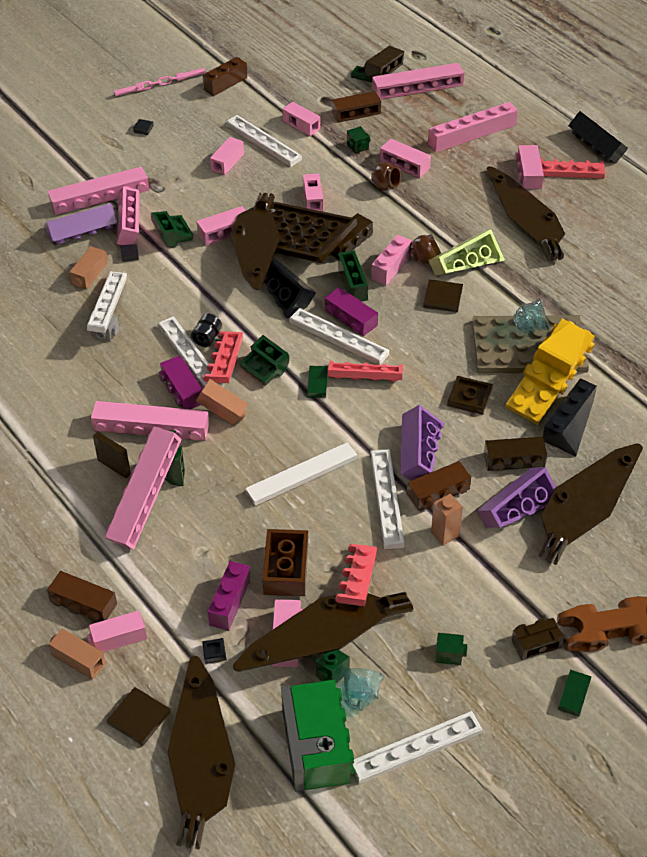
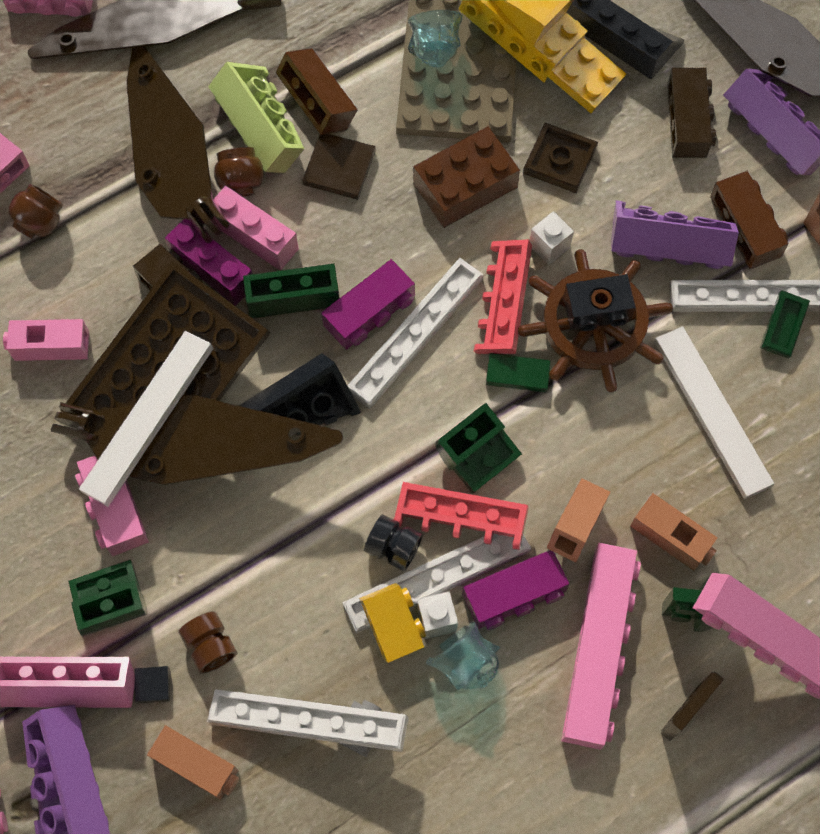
camera: 85 degrees left, 20 degrees up
(140, 361) = (467, 659): none -> clear light blue helmet
(148, 265) = (206, 640): none -> reddish brown wheel
(160, 330) = (392, 622): none -> yellow brick
(165, 348) = (437, 615): none -> white brick
(219, 452) = (674, 532): none -> nougat brick
(265, 221) = (146, 418): none -> white tile
(356, 405) = (596, 305): none -> reddish brown brick
(365, 506) = (784, 324): none -> dark green tile
(370, 242) = (209, 261): none -> magenta brick
(407, 387) = (551, 238): none -> white brick
(431, 220) = (169, 148): none -> dark brown wing
(443, 346) = (466, 176): none -> reddish brown brick
(488, 276) = (316, 91): none -> reddish brown brick

